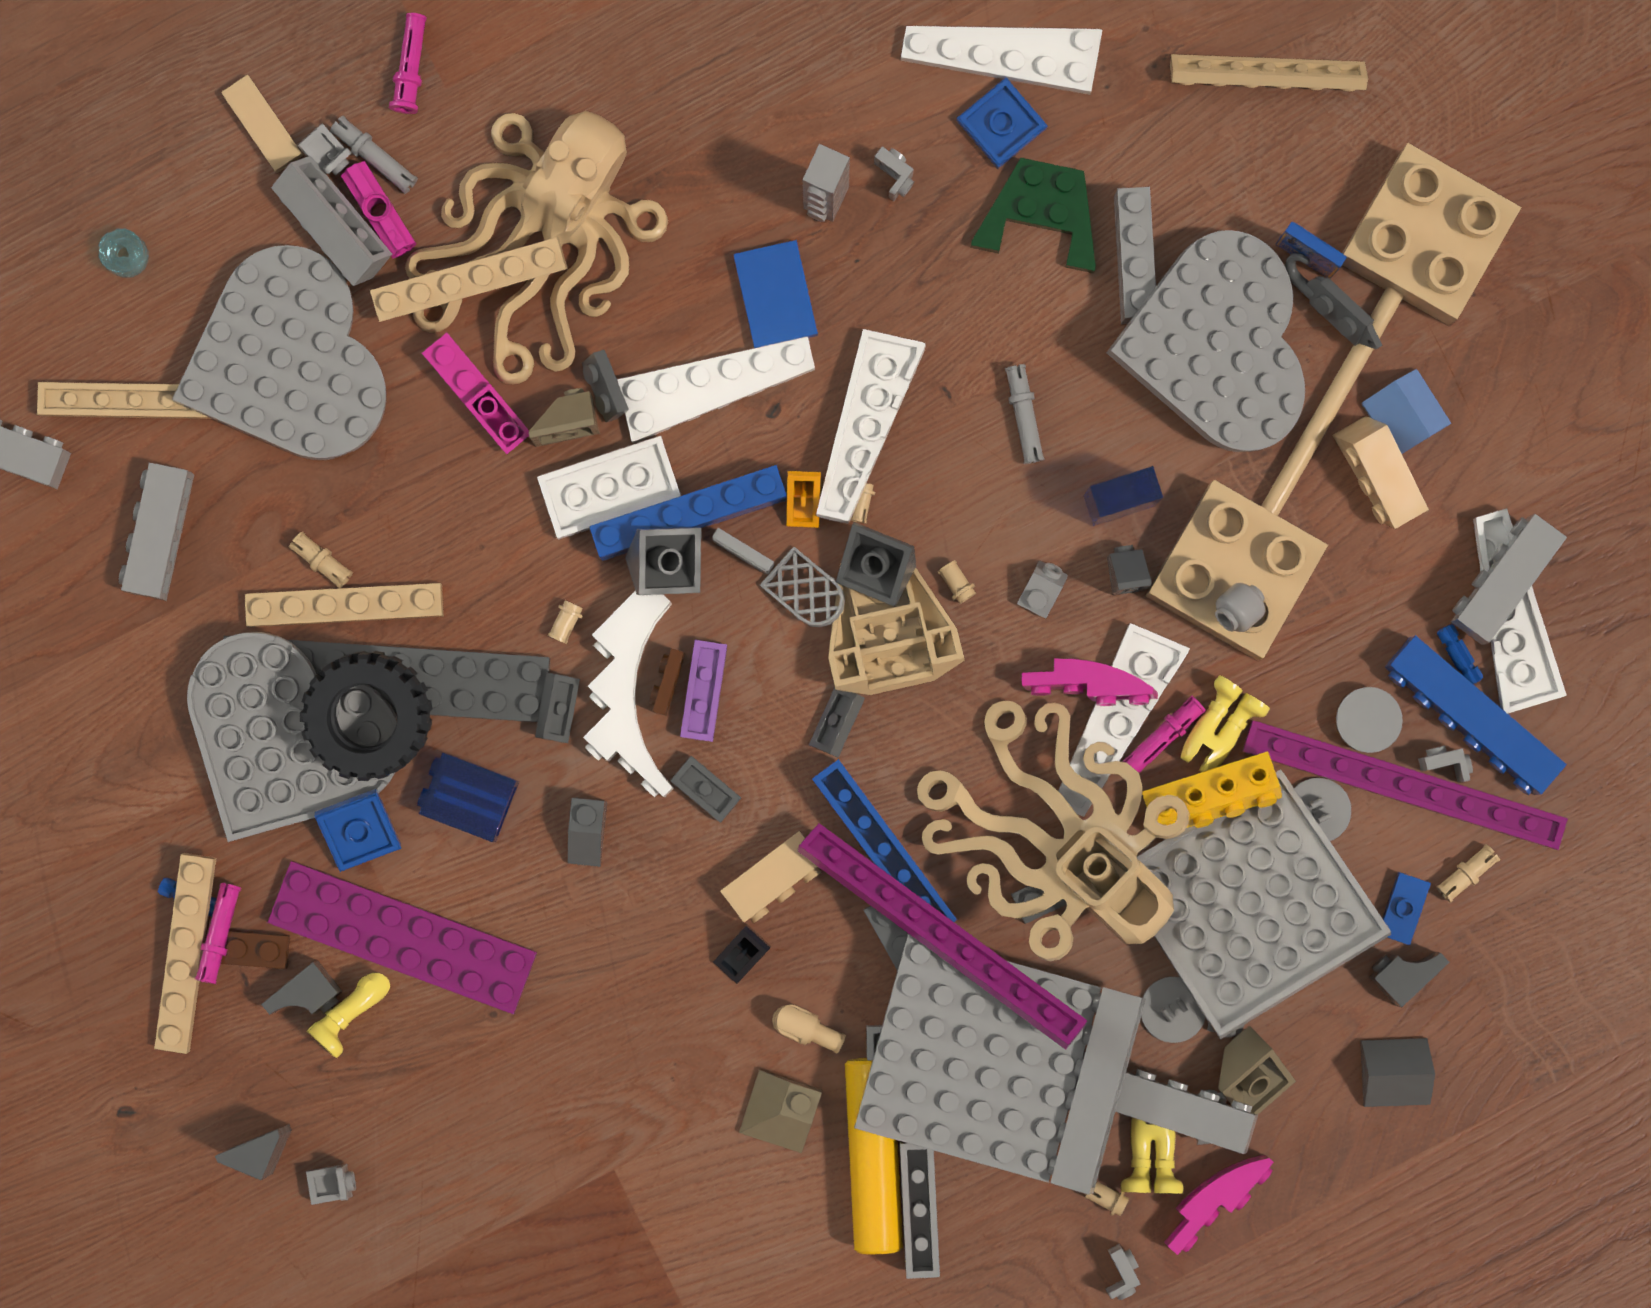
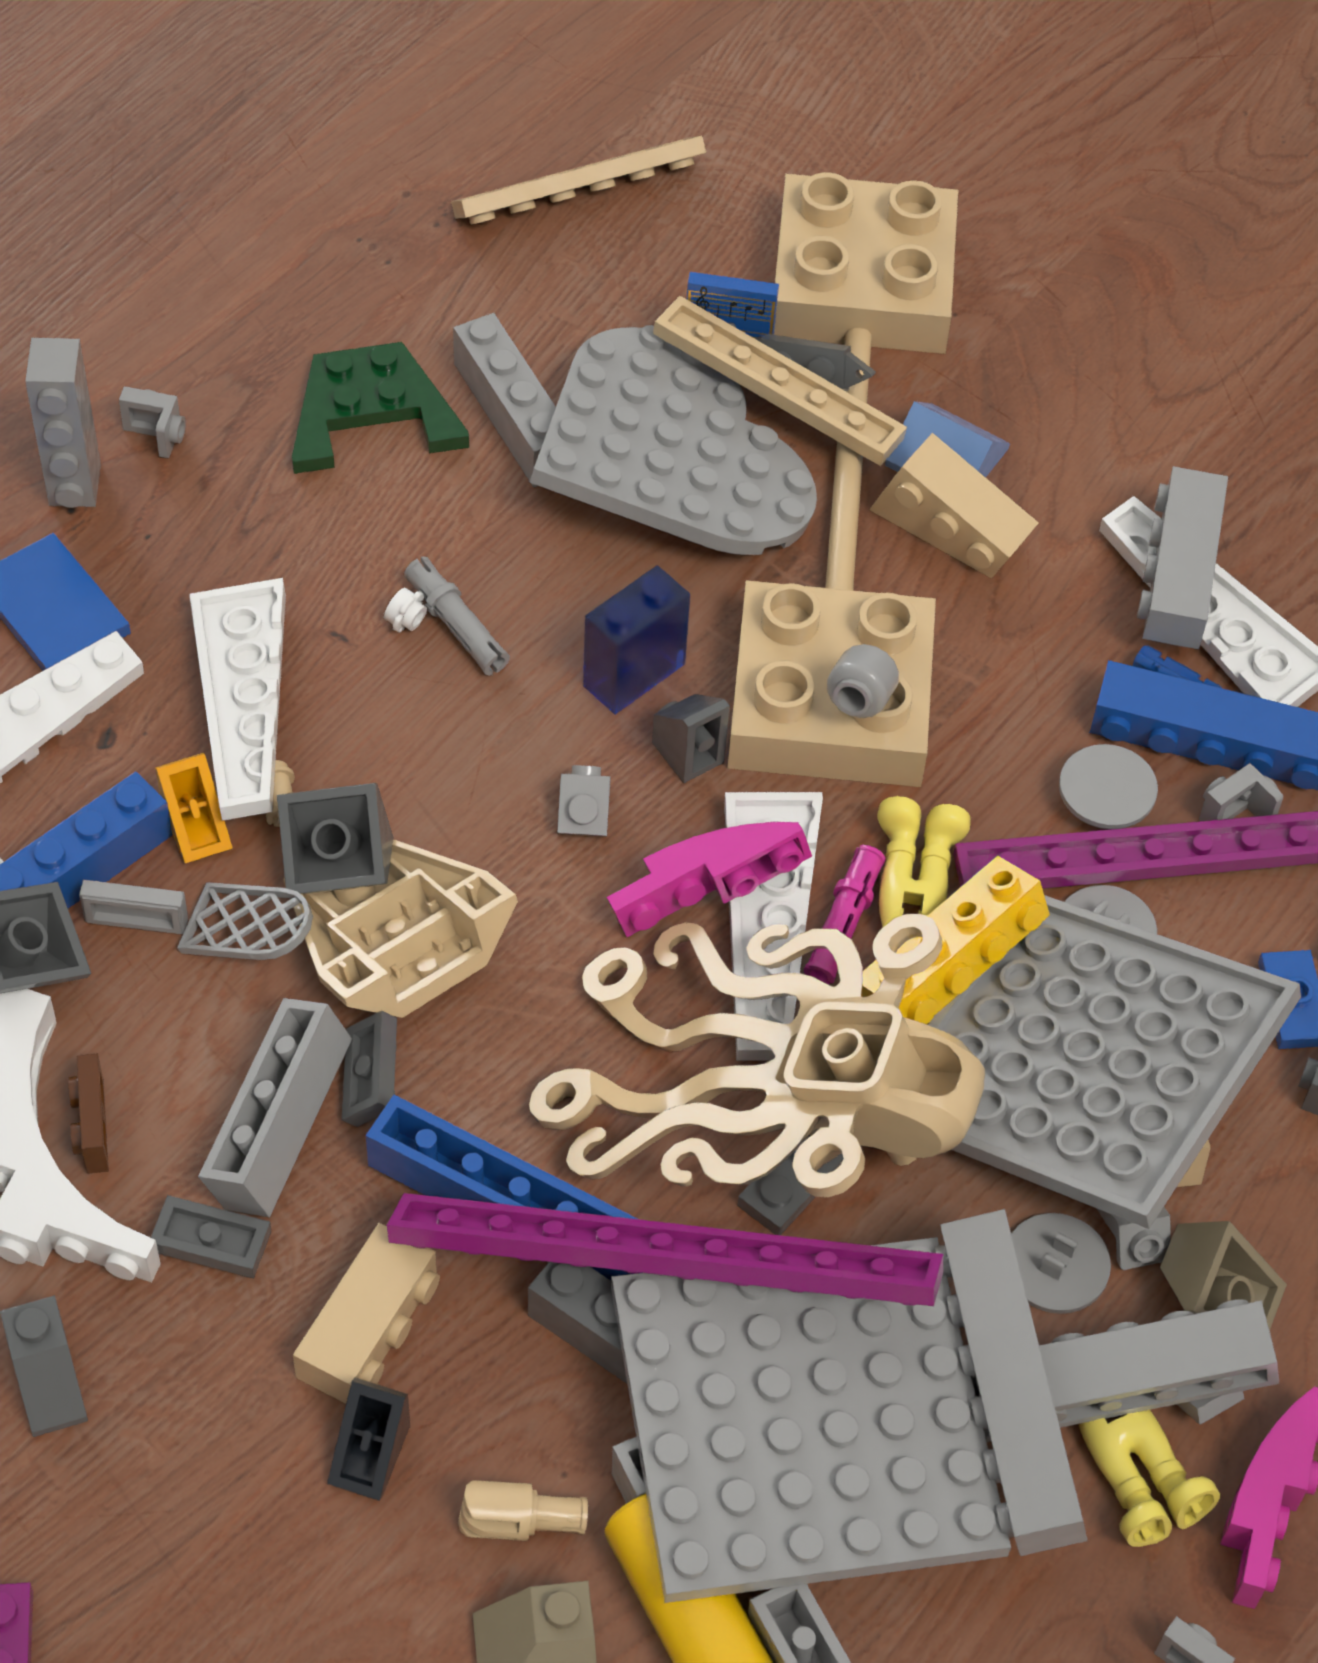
camera: 30 degrees left, 30 degrees down
(703, 690) = (151, 1107): medium lavender plate -> none
(772, 728) = (275, 1107): none -> light grey brick
(957, 582) = (460, 837): tan pin -> none
(994, 397) = (405, 610): none -> white plate
(1002, 123) = (271, 334): blue tile -> none
(1026, 55) = (264, 260): white wing -> none
(1108, 1199) = (1111, 1565): tan pin -> none
(1314, 323) = (780, 380): none -> tan plate

